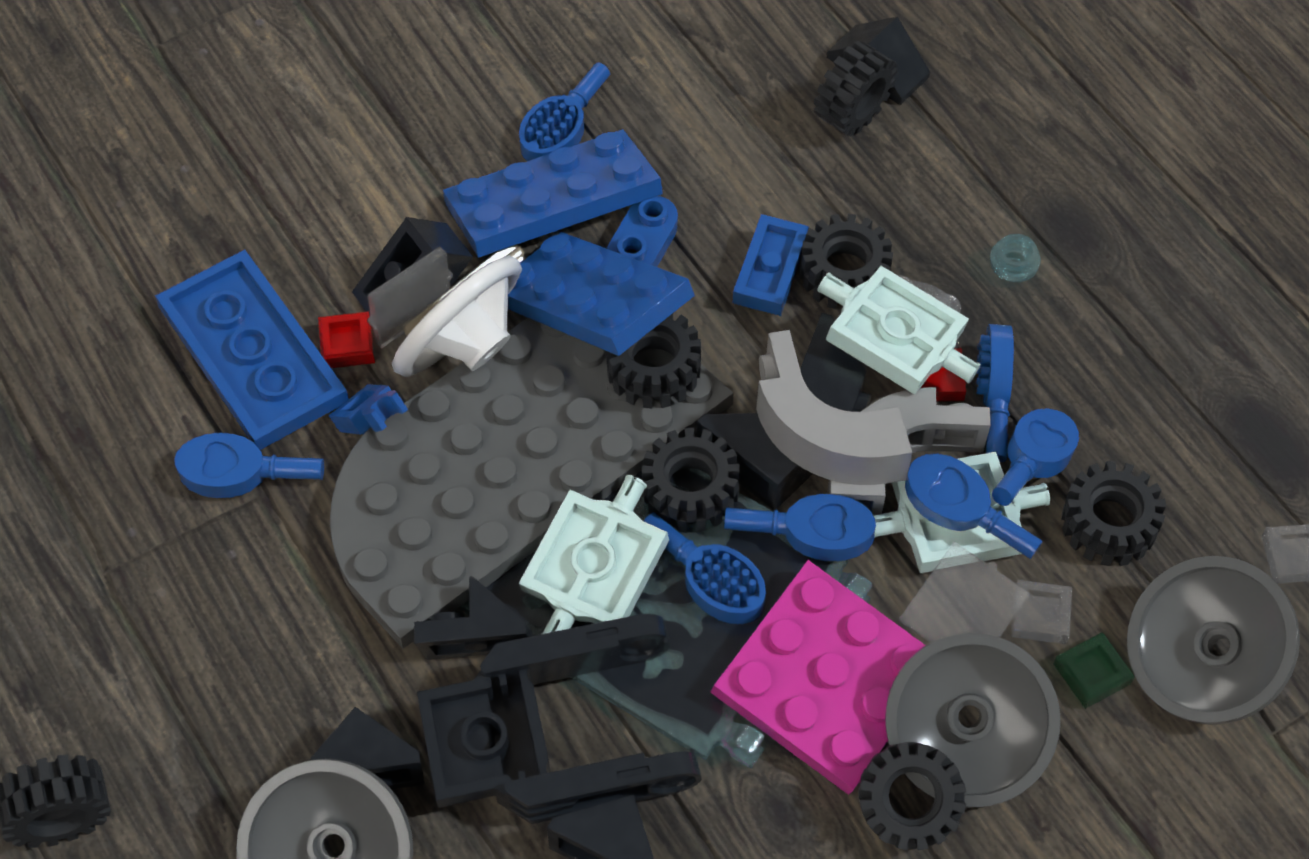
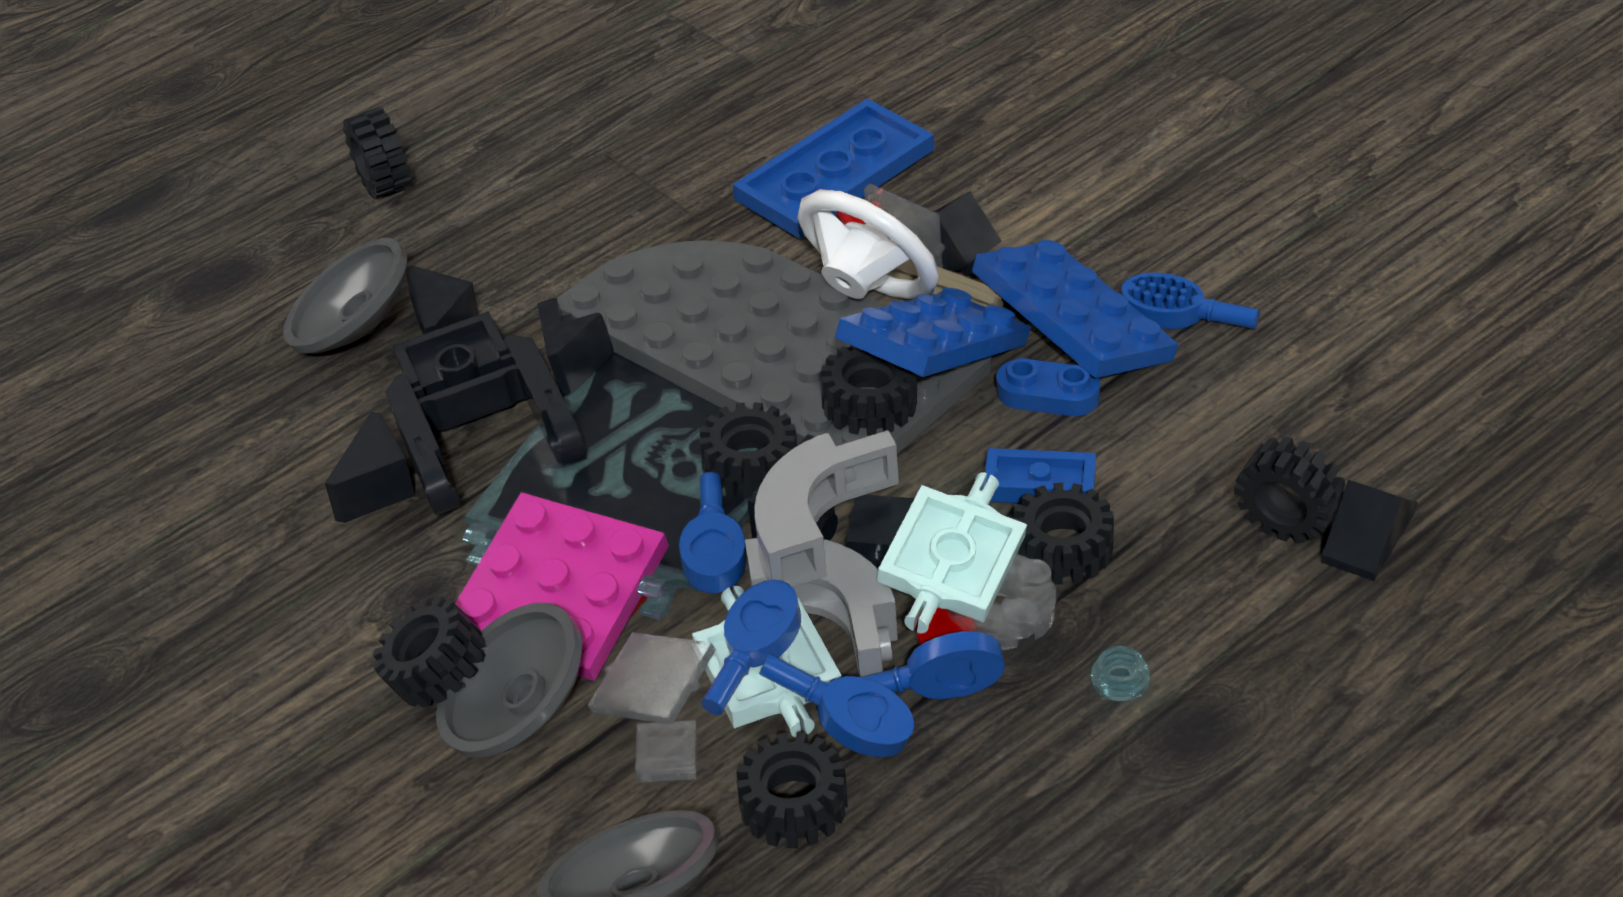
camera: 85 degrees right, 15 degrees down
(233, 465) = (708, 184): blue piece -> none
(368, 410) = (778, 240): blue plate -> none
(594, 558) = (643, 398): light aqua plate -> none
(717, 577) = (650, 487): blue piece -> none
(1093, 670) = (603, 799): clear green tile -> none

